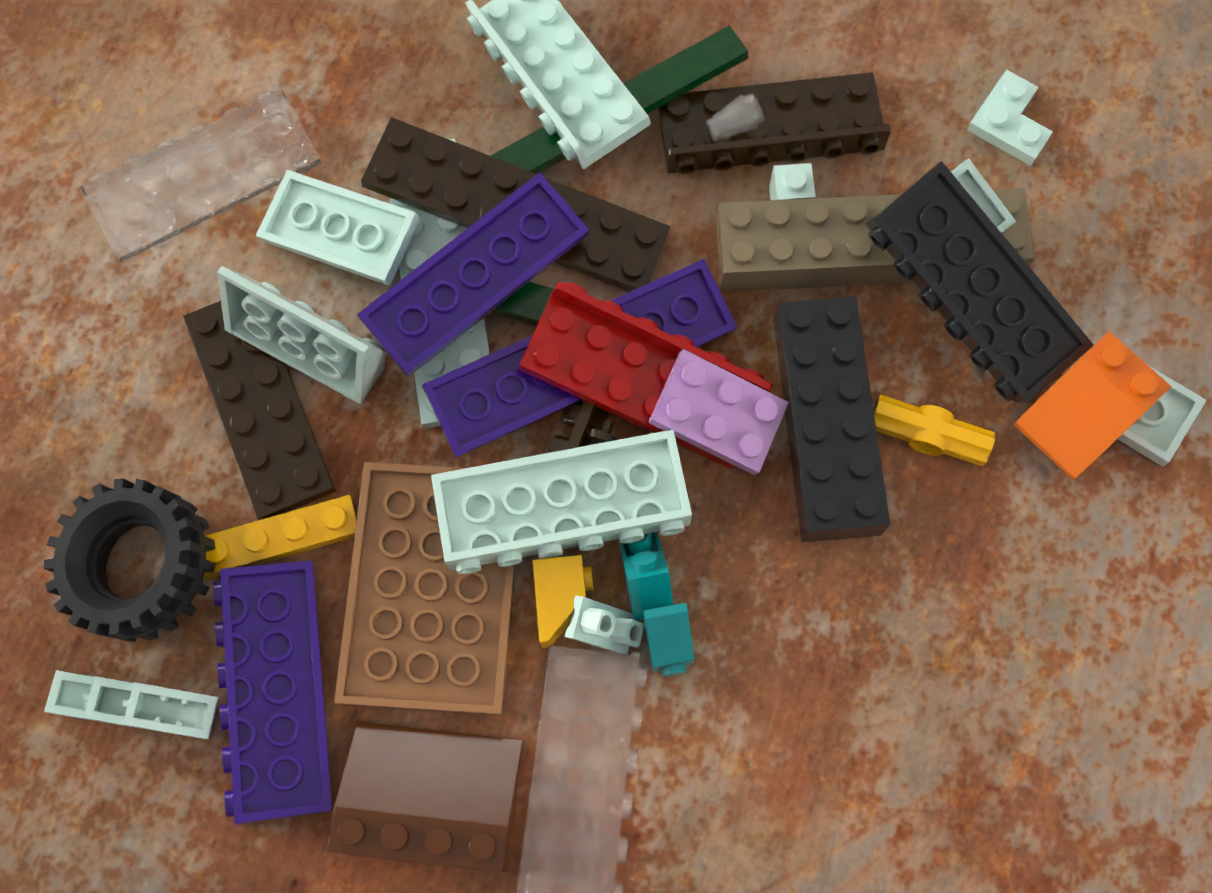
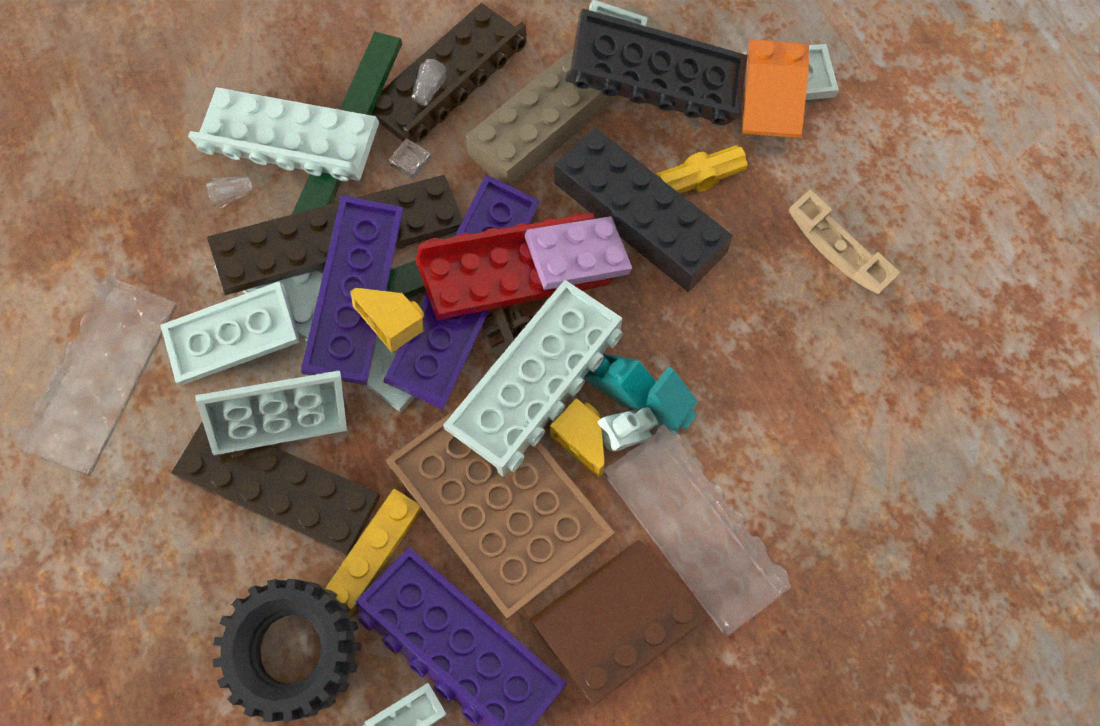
camera: 45 degrees left, 5 degrees down
(459, 83) = (228, 189): none -> clear cone
(474, 330) = (389, 315): none -> yellow slope
(652, 184) = (410, 158): none -> clear plate
(792, 182) = (495, 94): light aqua brick -> none
(1005, 629) = (839, 246): none -> tan slope

